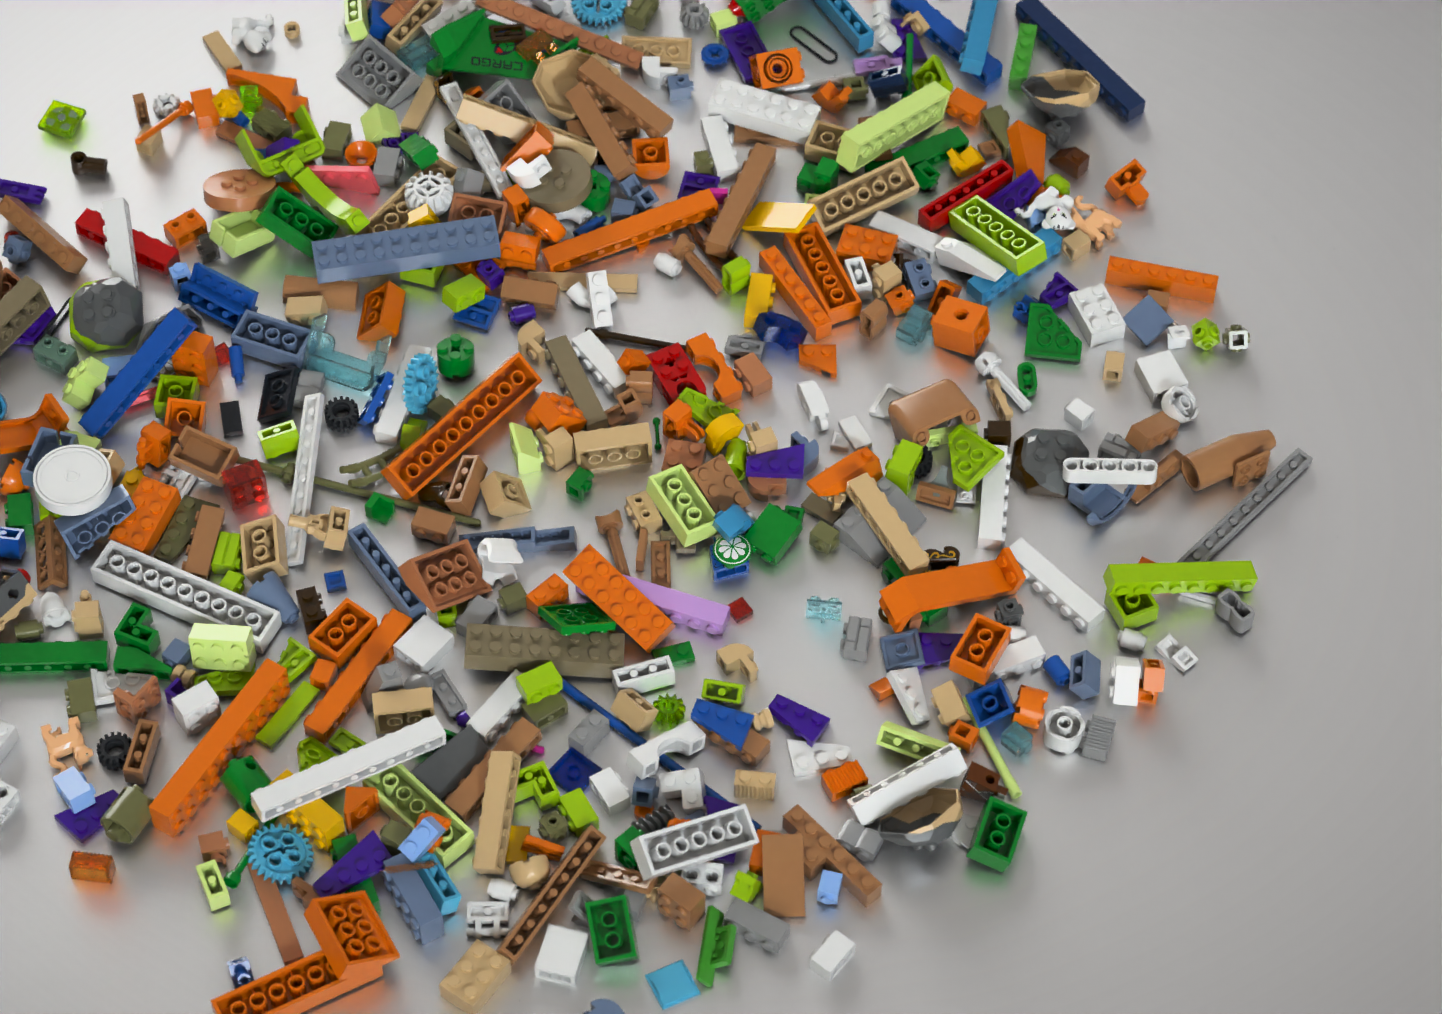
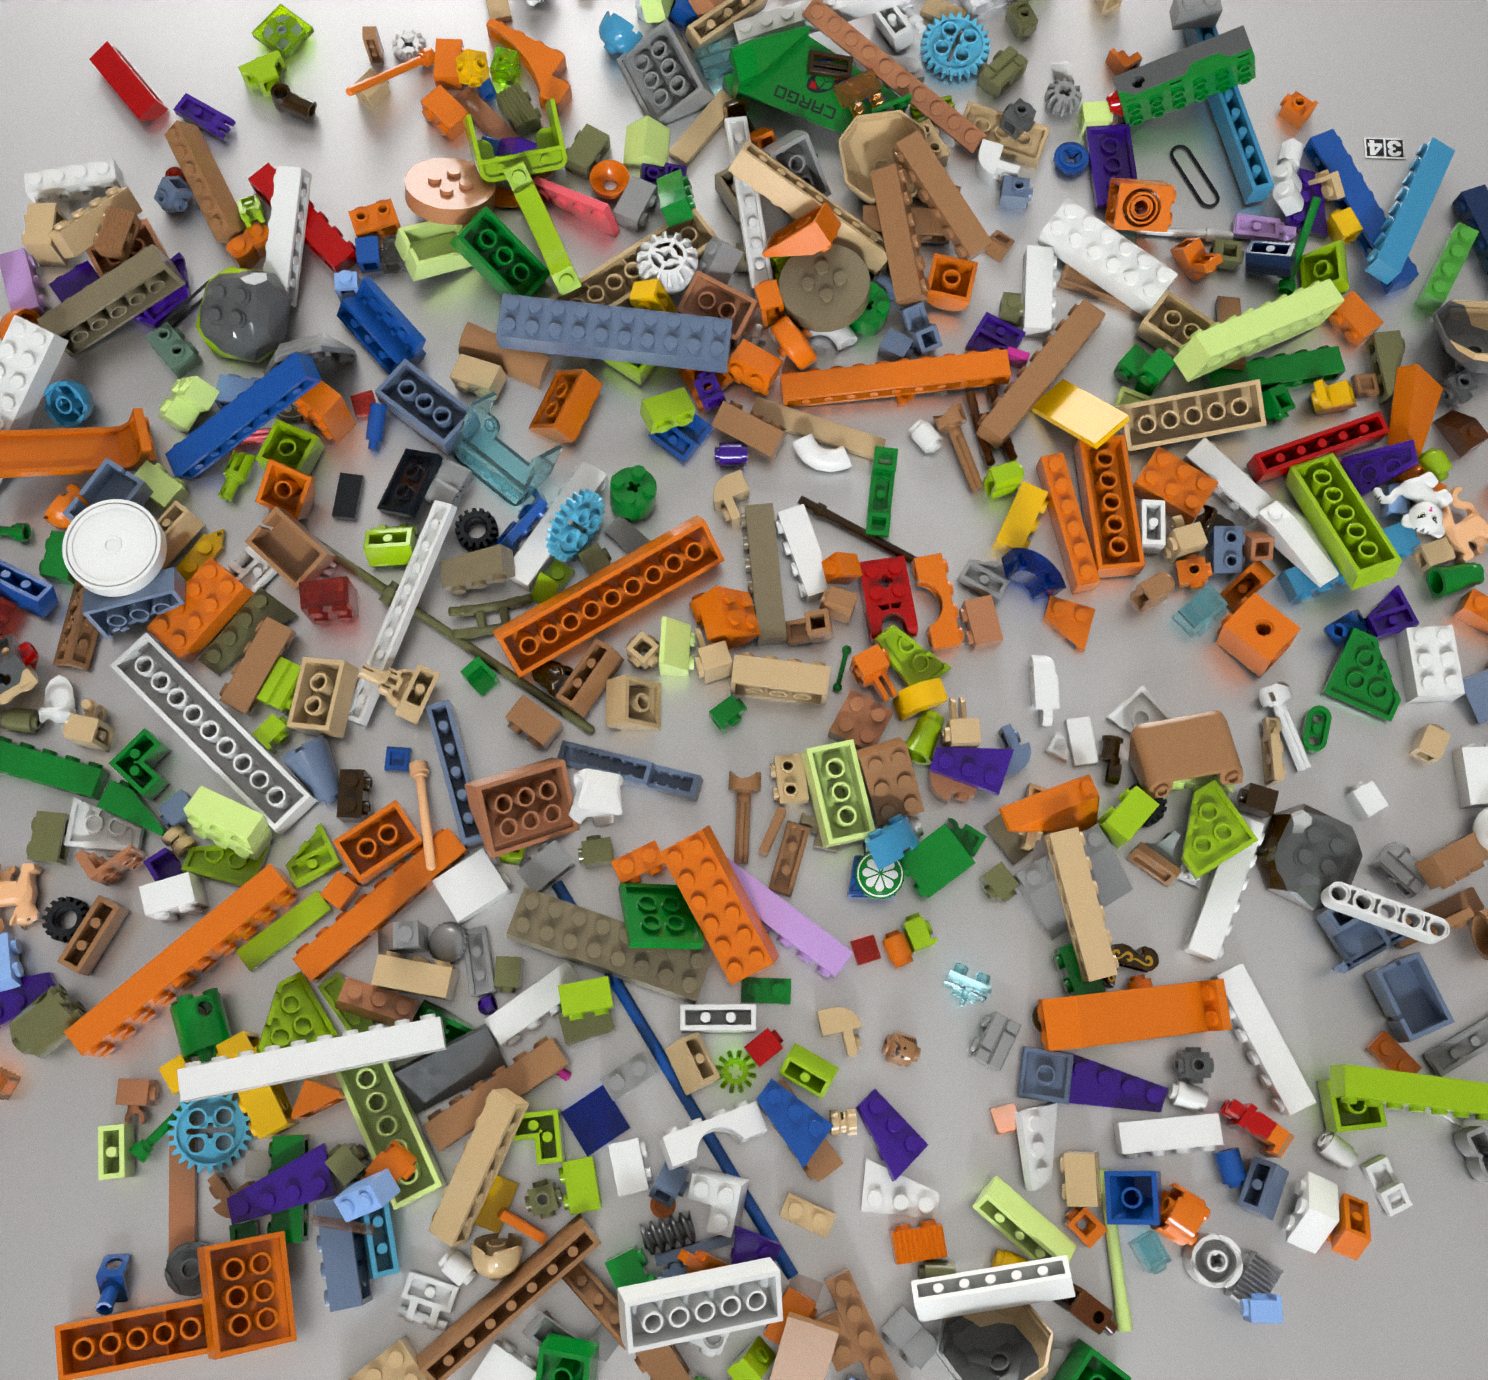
camera: 15 degrees right, 20 degrees up
(57, 150) = (263, 71): none -> lime brick
(86, 242) = (251, 209): none -> lime hinge
(93, 267) = (250, 246): none -> orange brick
(137, 420) = (236, 473): none -> lime arm
(153, 445) = (240, 513): orange brick -> none
(188, 251) = (368, 253): none -> blue brick
(214, 142) = (444, 112): none -> orange brick
(297, 944) = (183, 1269): none -> dark grey tile
(322, 866) = (257, 1164): none -> white tile
(332, 54) = (618, 34): none -> dark azure cylinder
(353, 434) = (477, 569): none -> dark tan brick
(355, 582) = (419, 771): none -> light nougat piece
(369, 729) = (375, 1002): none -> nougat brick
(457, 388) = (625, 535): none -> light grey tile
(473, 693) = (508, 973): none -> olive brick
(501, 457) = (639, 644): none -> tan brick
(529, 174) = (792, 273): white brick -> none
(590, 225) = (849, 356): blue cylinder -> none
(599, 299) = (826, 467): white brick -> none
(645, 308) = (881, 491): none -> green slope
(664, 36) = (1018, 118): none -> dark grey brick
(679, 127) = (1000, 245): none -> medium nougat slope
(685, 687) = (764, 1046): none -> red brick
(763, 599) = (898, 948): none -> orange brick
(775, 586) = (918, 932): none -> lime brick
(788, 661) = (901, 1049): none -> medium nougat head
(880, 436) = (1110, 755): none -> dark brown connector
(937, 46) = (1343, 225): none -> yellow brick
(942, 270) = (1258, 545): none -> nougat brick
(980, 649) = (1143, 1123): orange brick -> none
(1065, 635) = (1257, 1126): none -> red hips
(1096, 255) = (1453, 578): none -> green plant
(1106, 742) = (1262, 1308): none -> light blue brick
(1150, 527) = (1409, 997): none -> sand blue piece

